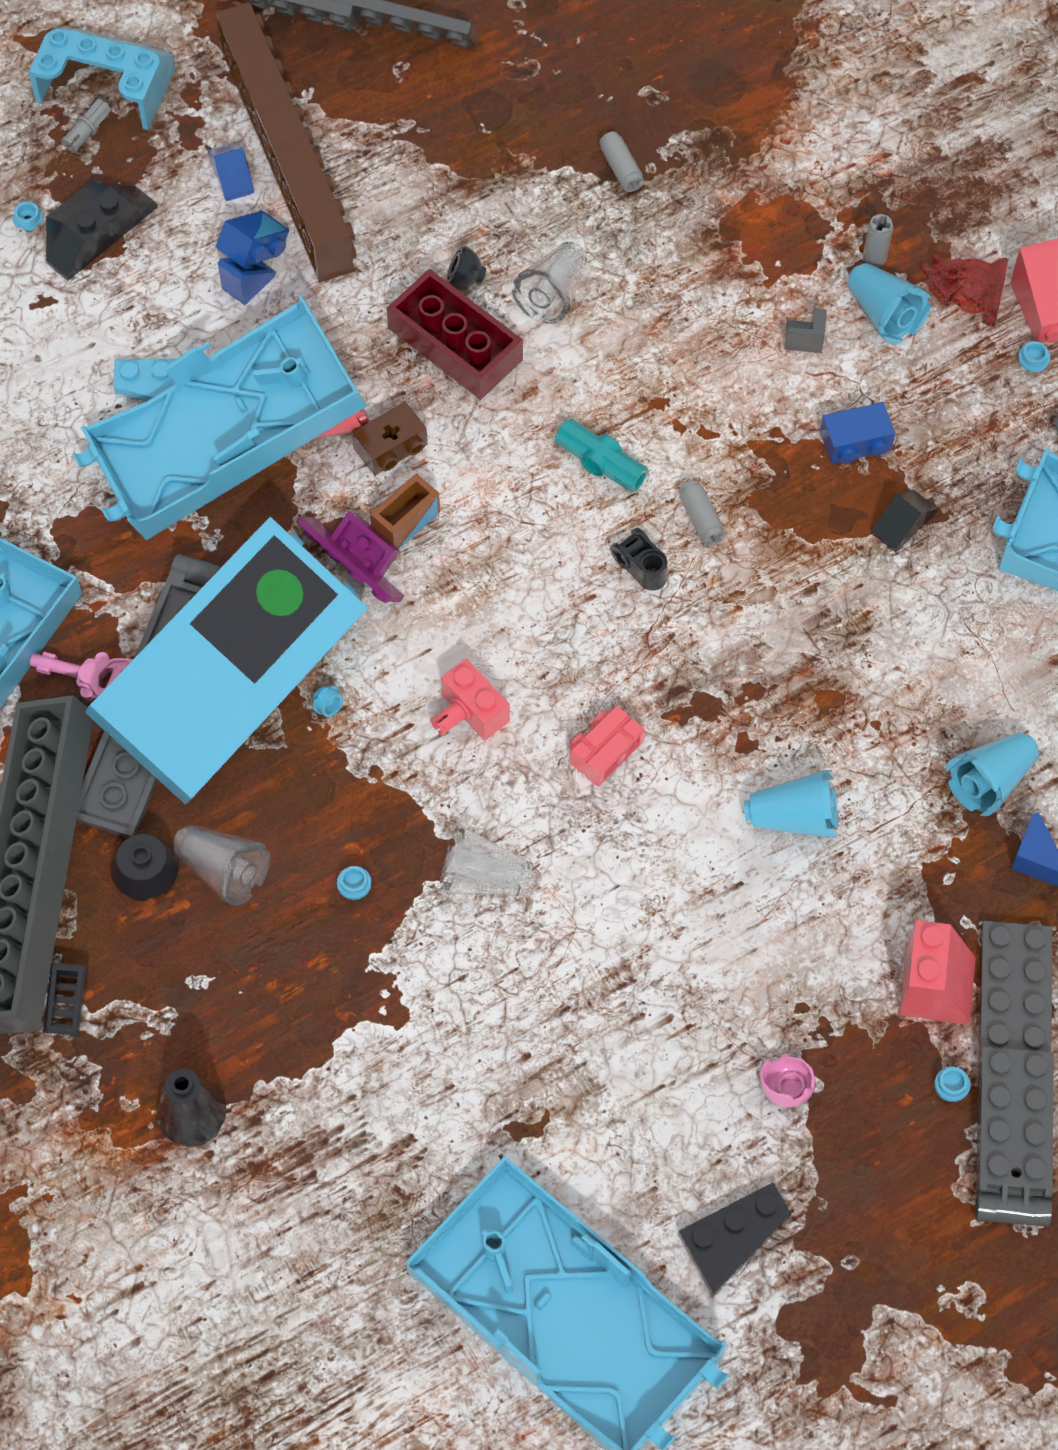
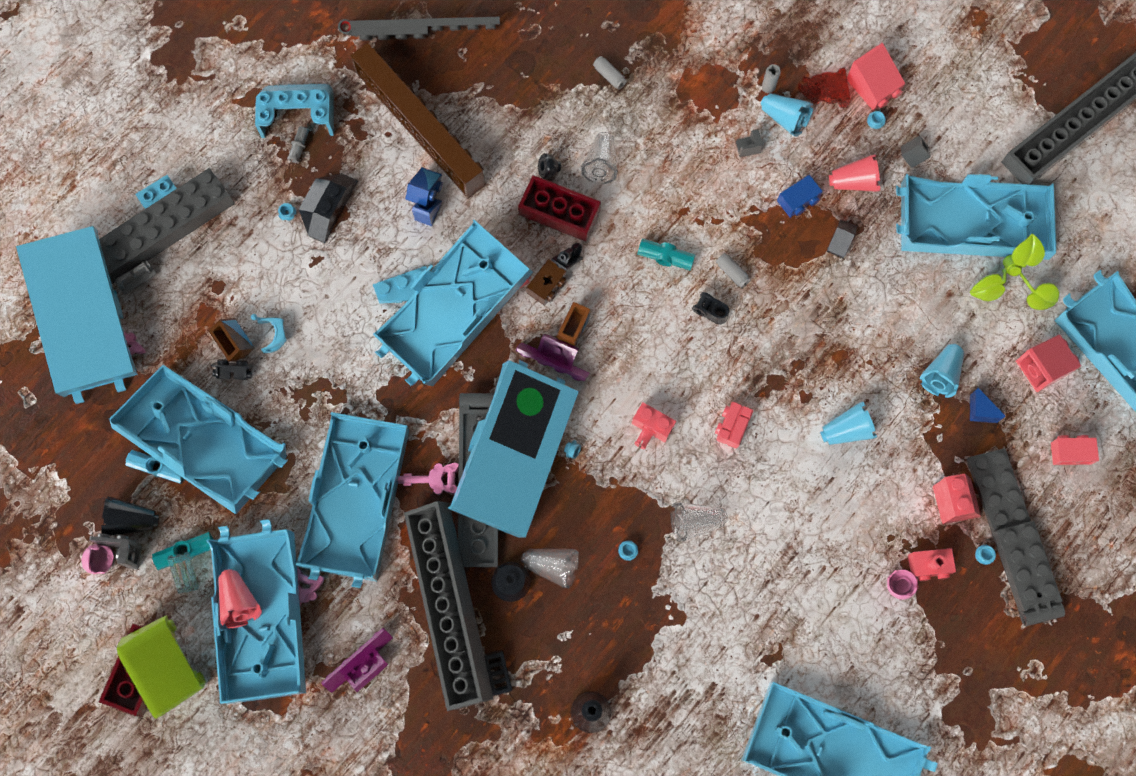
camera: 20 degrees left, 10 degrees up
(231, 171) = (392, 146): blue slope -> none
(440, 408) = (568, 257): none -> black hinge
(733, 1234) = (904, 678): black wing -> none
(852, 1066) = (932, 563): none -> coral brick
(965, 429) = (857, 176): none -> coral cone

